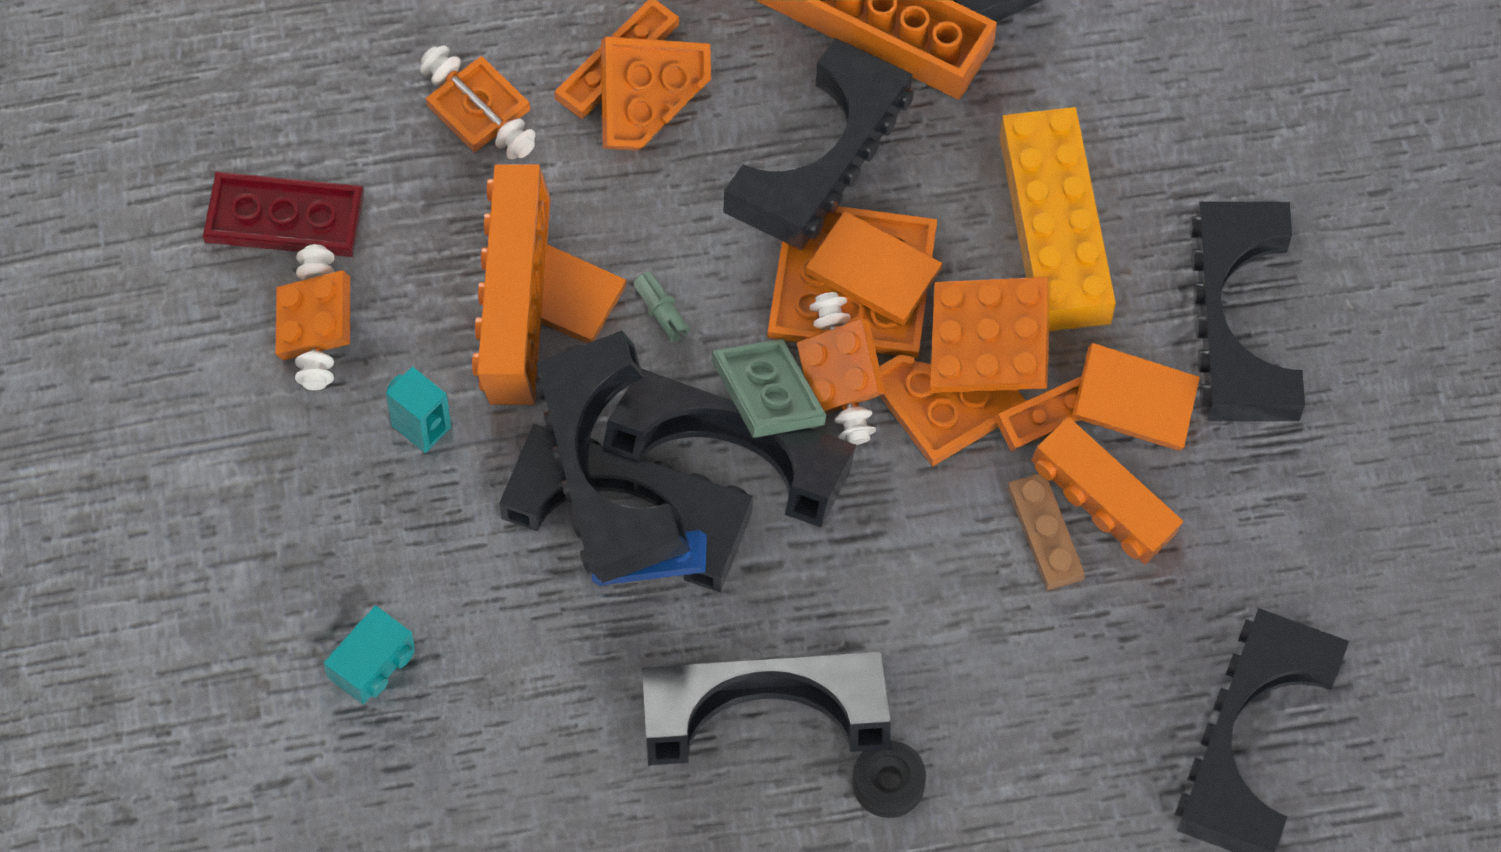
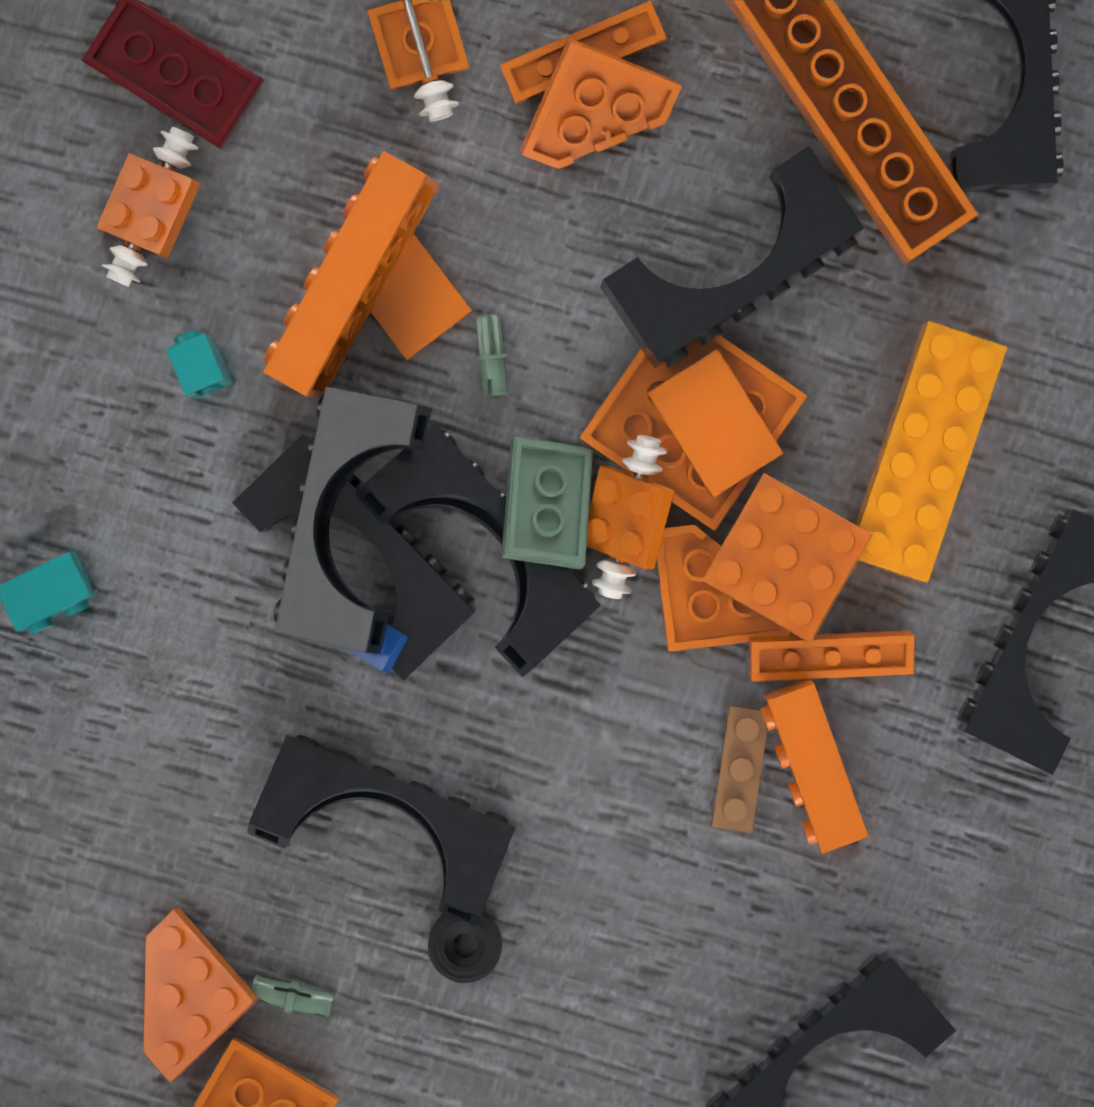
camera: 25 degrees right, 25 degrees up
(1136, 397) = (896, 682): orange tile -> none

